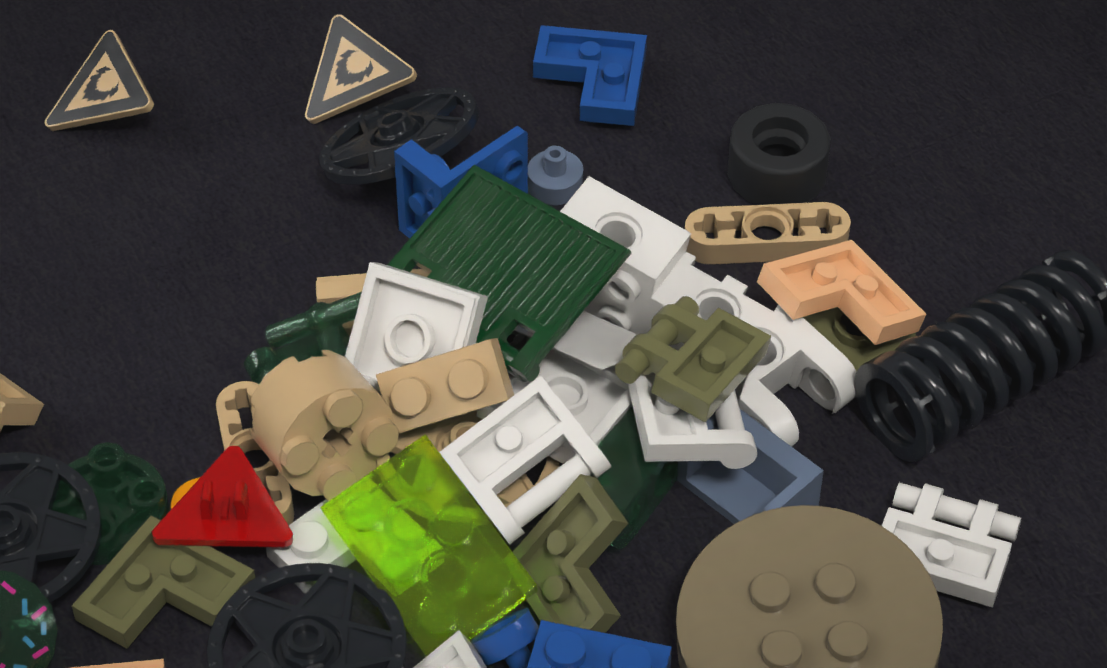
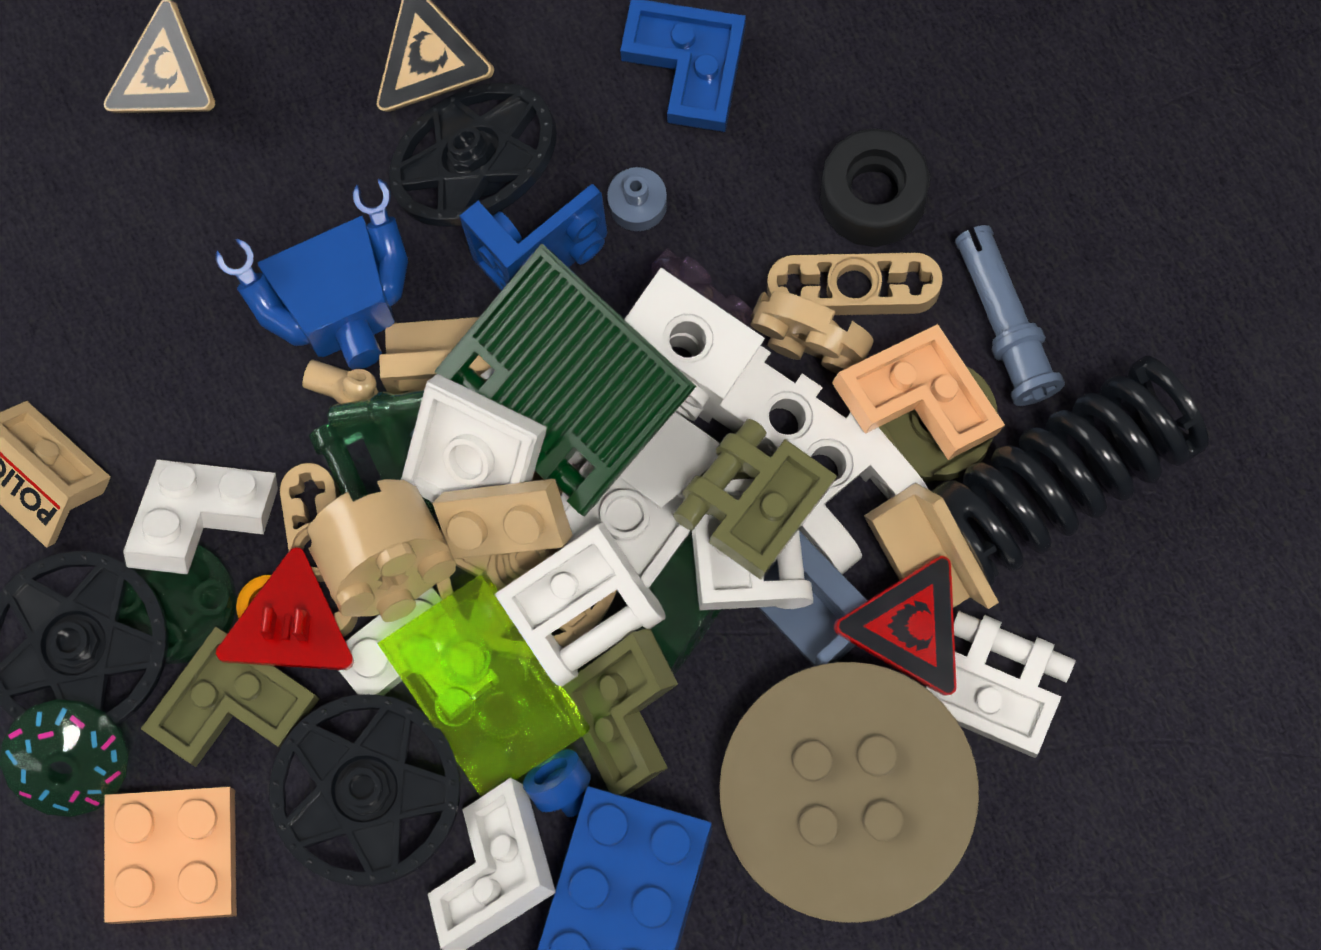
camera: 10 degrees right, 25 degrees up
(118, 415) = (194, 497): none -> white plate
(254, 318) = (339, 383): none -> tan arm
(264, 241) = (332, 286): none -> blue torso
(733, 245) = (808, 327): none -> tan plate
(853, 477) = (910, 626): none -> black piece
(868, 423) = (919, 528): none -> tan panel
(926, 266) = (1016, 339): none -> sand blue pin

